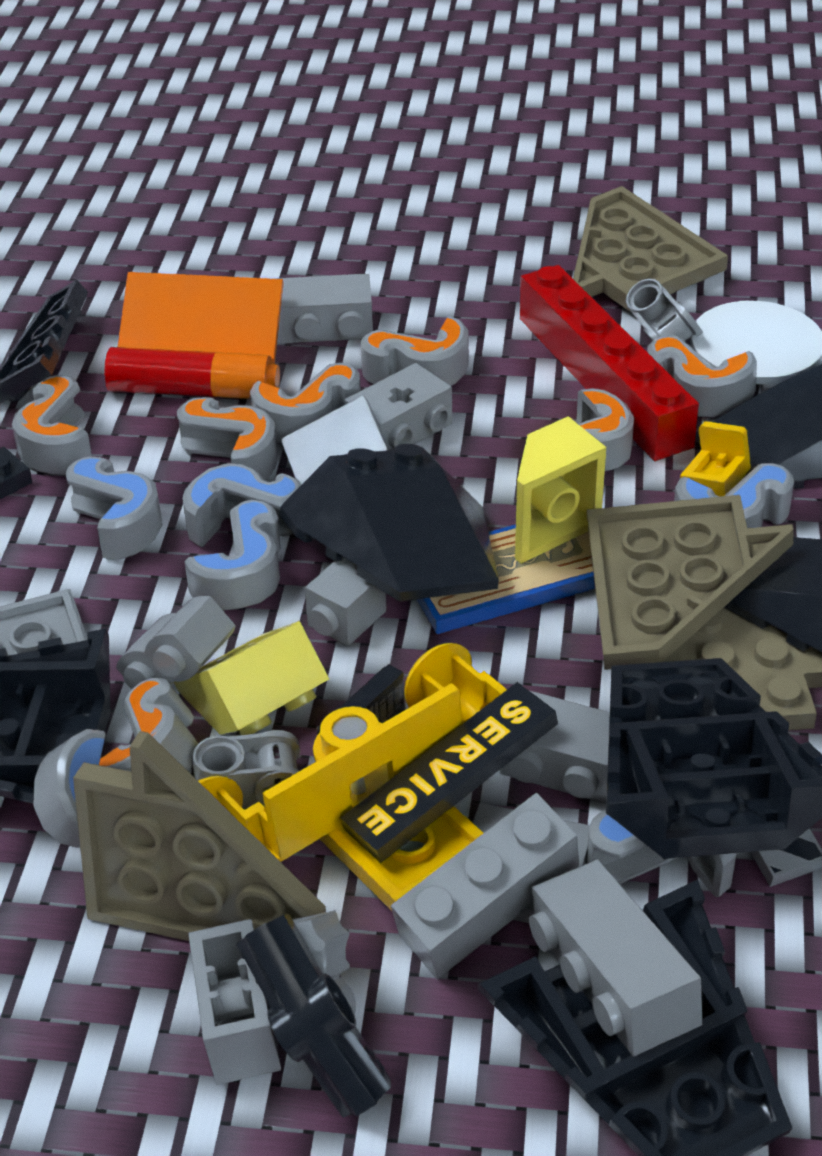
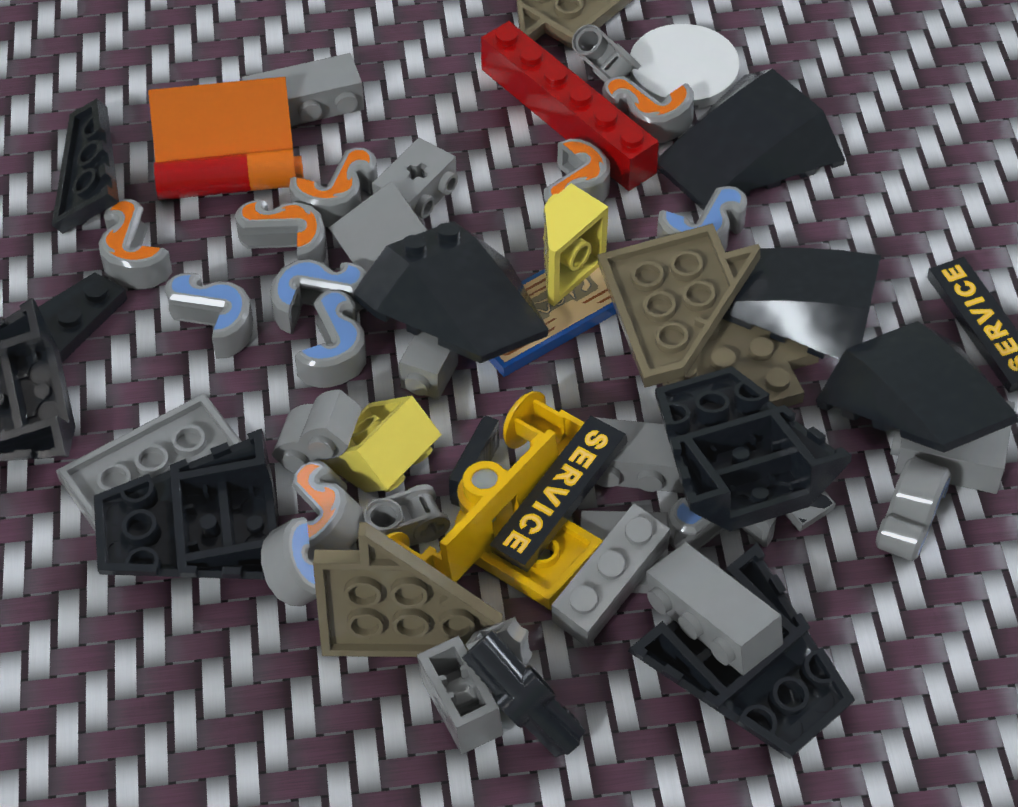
camera: 15 degrees left, 10 degrees up
(389, 352) = (401, 128): light grey animal -> none
(722, 457) = (683, 187): yellow bracket -> none

